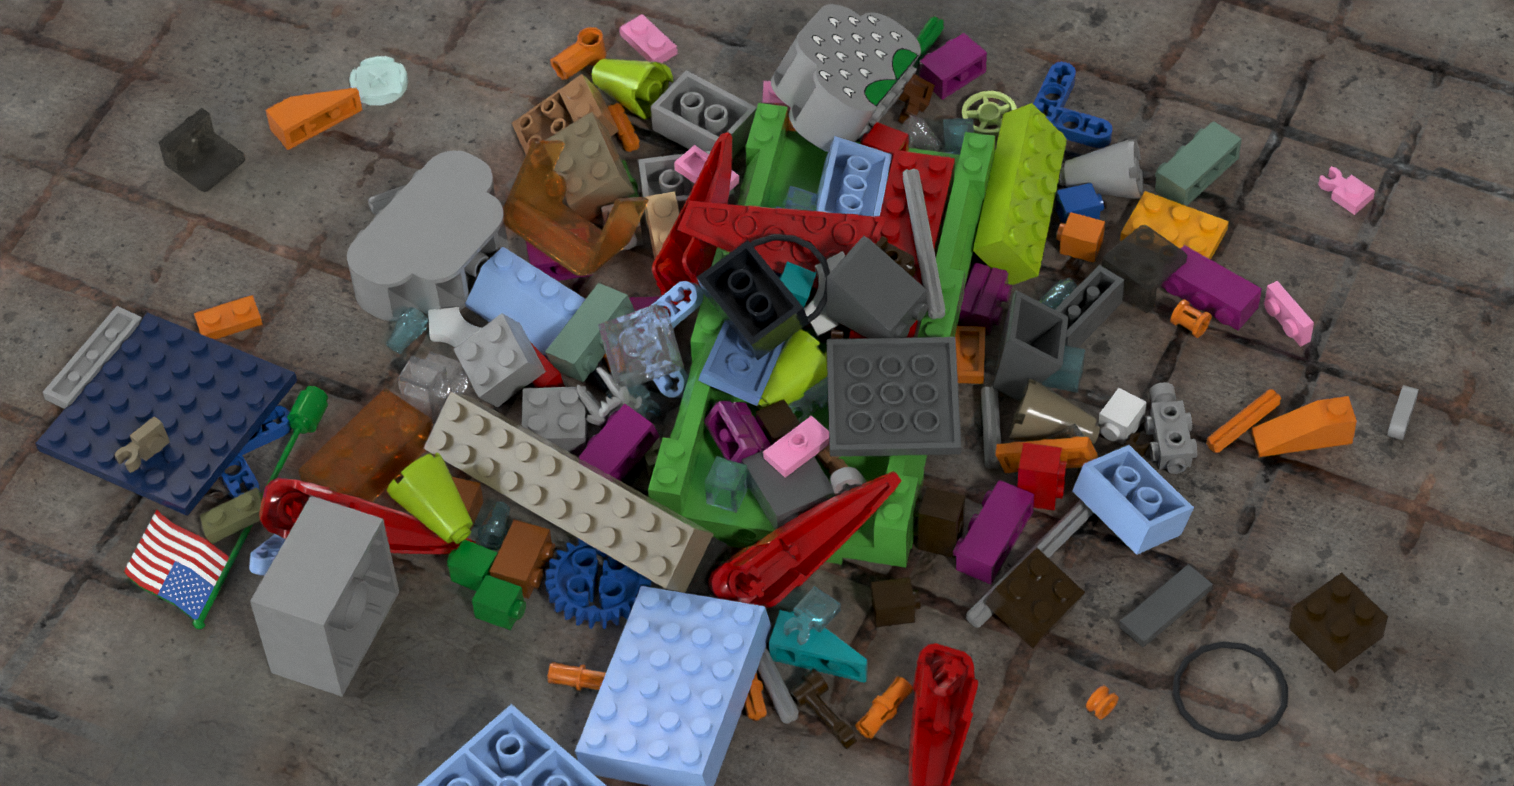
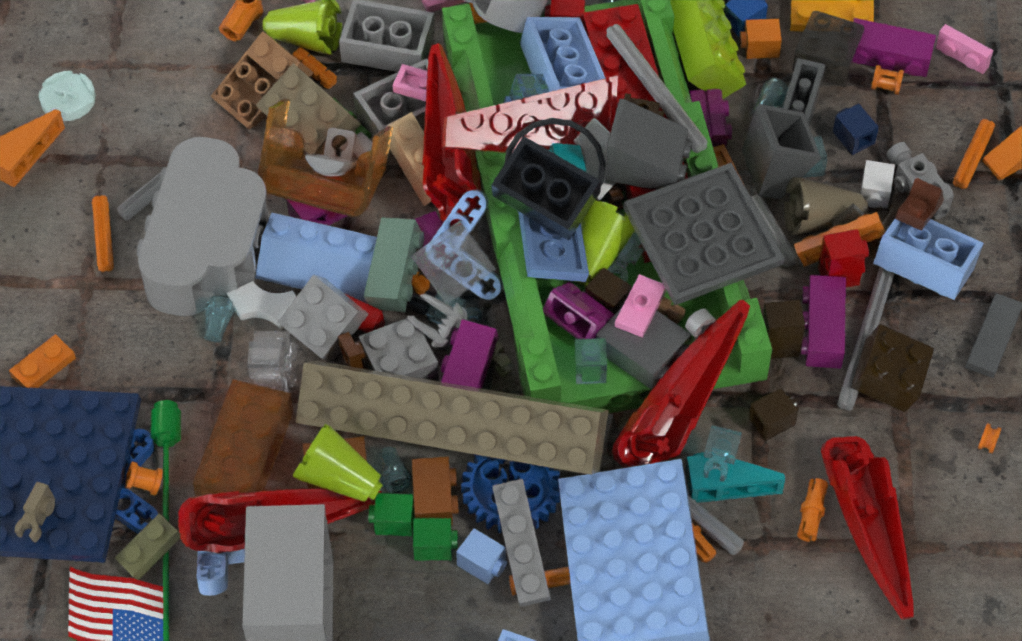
camera: 25 degrees left, 5 degrees up
(261, 452) = (143, 478): none -> orange bush
(344, 218) = (102, 233): none -> orange axle
(509, 401) = (351, 351): none -> reddish brown plate
(535, 634) = (481, 556): none -> light blue brick
(575, 633) = (521, 543): none -> light grey plate
(581, 218) = (329, 163): none -> light grey piece
(809, 692) = (743, 519): dark brown brick -> none
(1129, 356) = (855, 129): none -> dark blue brick
(1145, 449) = (921, 204): none -> copper slope

